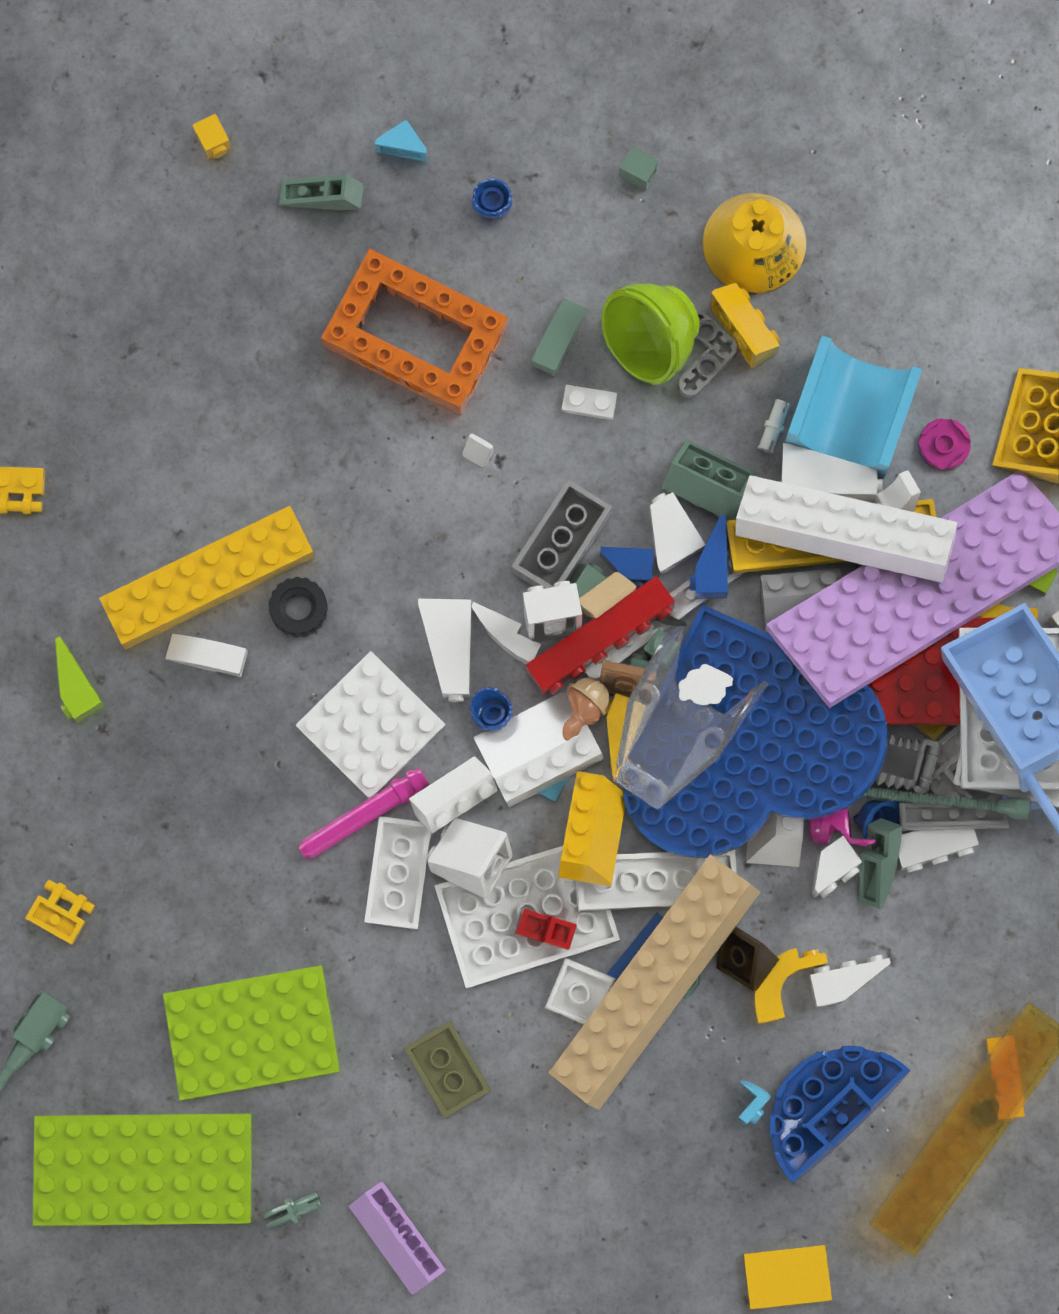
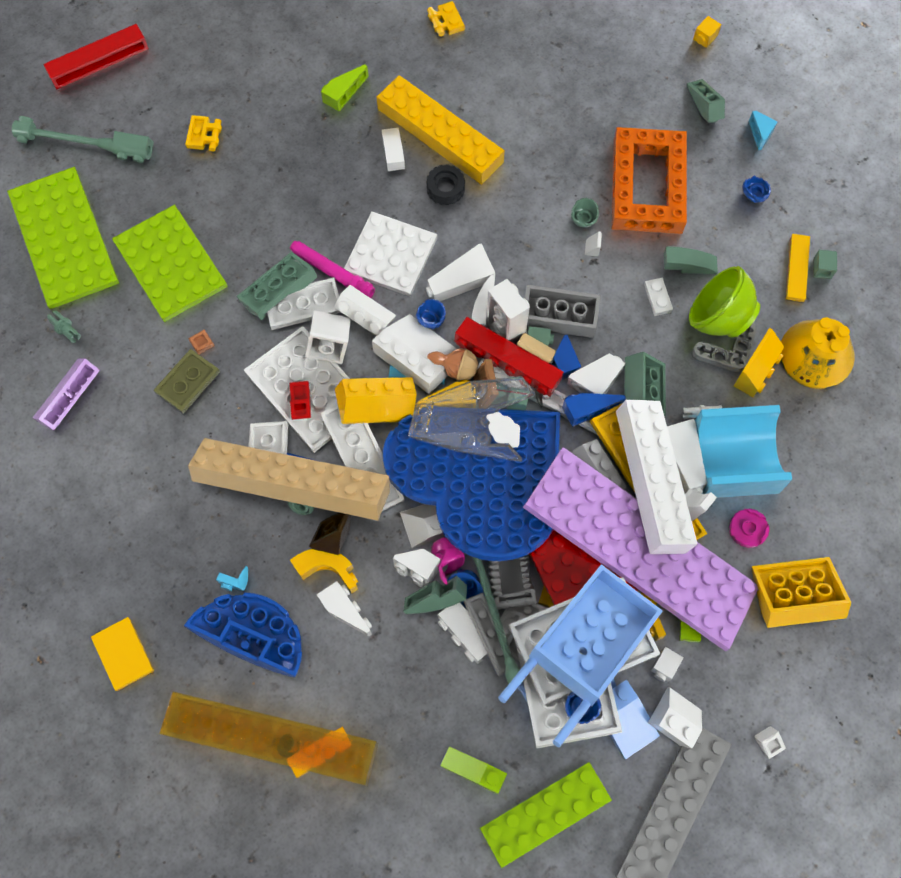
camera: 65 degrees right, 10 degrees down
(359, 897) = (281, 280): none -> sand green piece
(394, 1031) = (201, 342): none -> nougat tile
(428, 440) = (585, 212): none -> sand green hair
(625, 203) = (798, 268): none -> yellow tile

